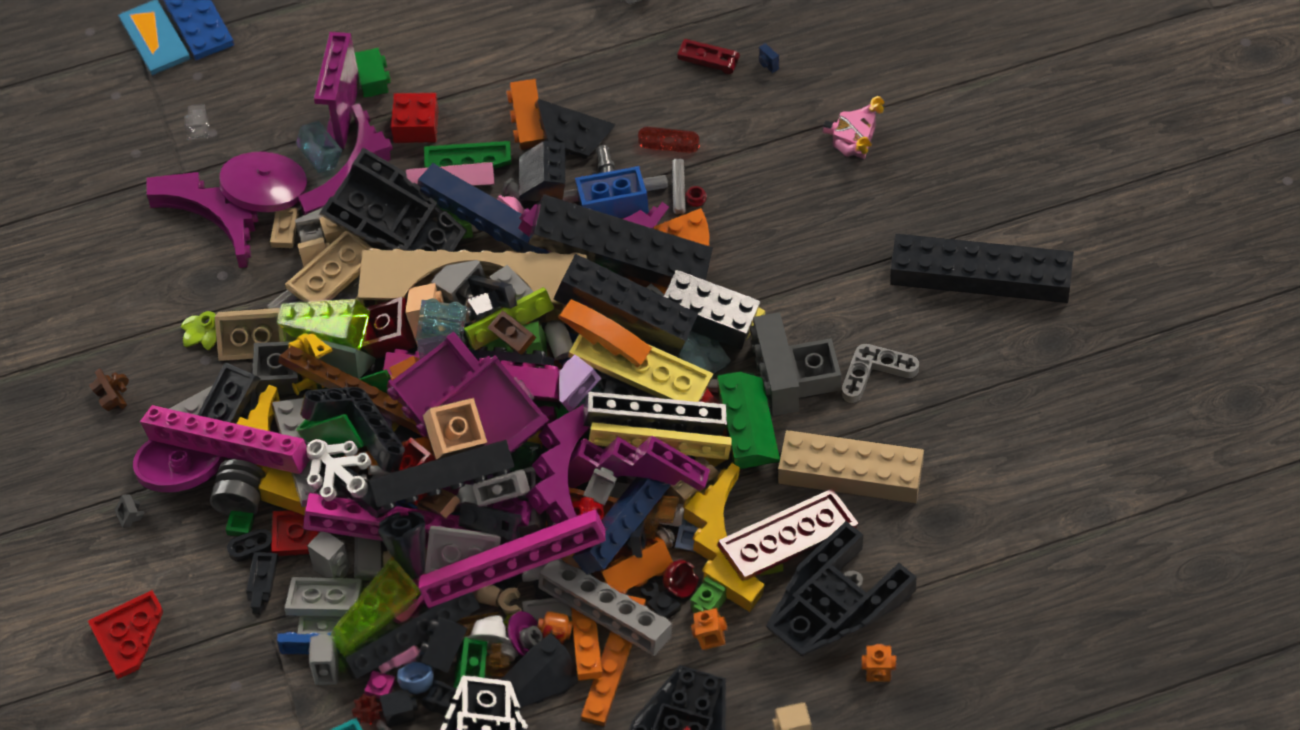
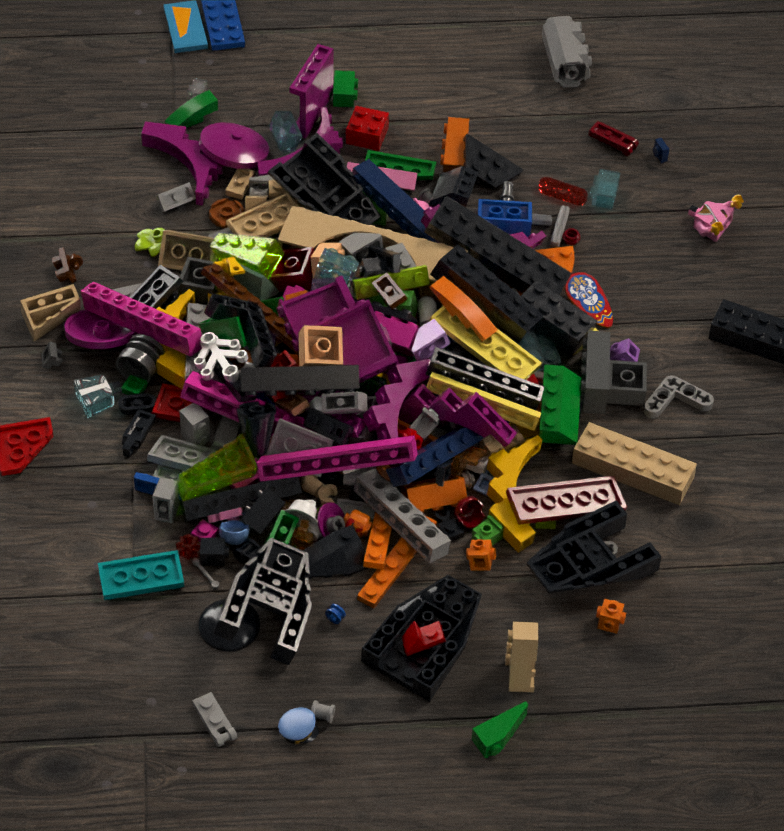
camera: 10 degrees right, 5 degrees down
(108, 453) = (49, 310): none -> tan wedge
(197, 545) = (95, 394): none -> clear light blue torso
(199, 148) = (194, 110): none -> green slope
(213, 266) = (175, 197): none -> light grey plate
(278, 269) = (224, 210): none -> dark orange tile
(718, 124) = (605, 189): none -> clear light blue brick
(740, 271) = (589, 297): none -> shield
(801, 330) = (624, 351): none -> medium lavender brick

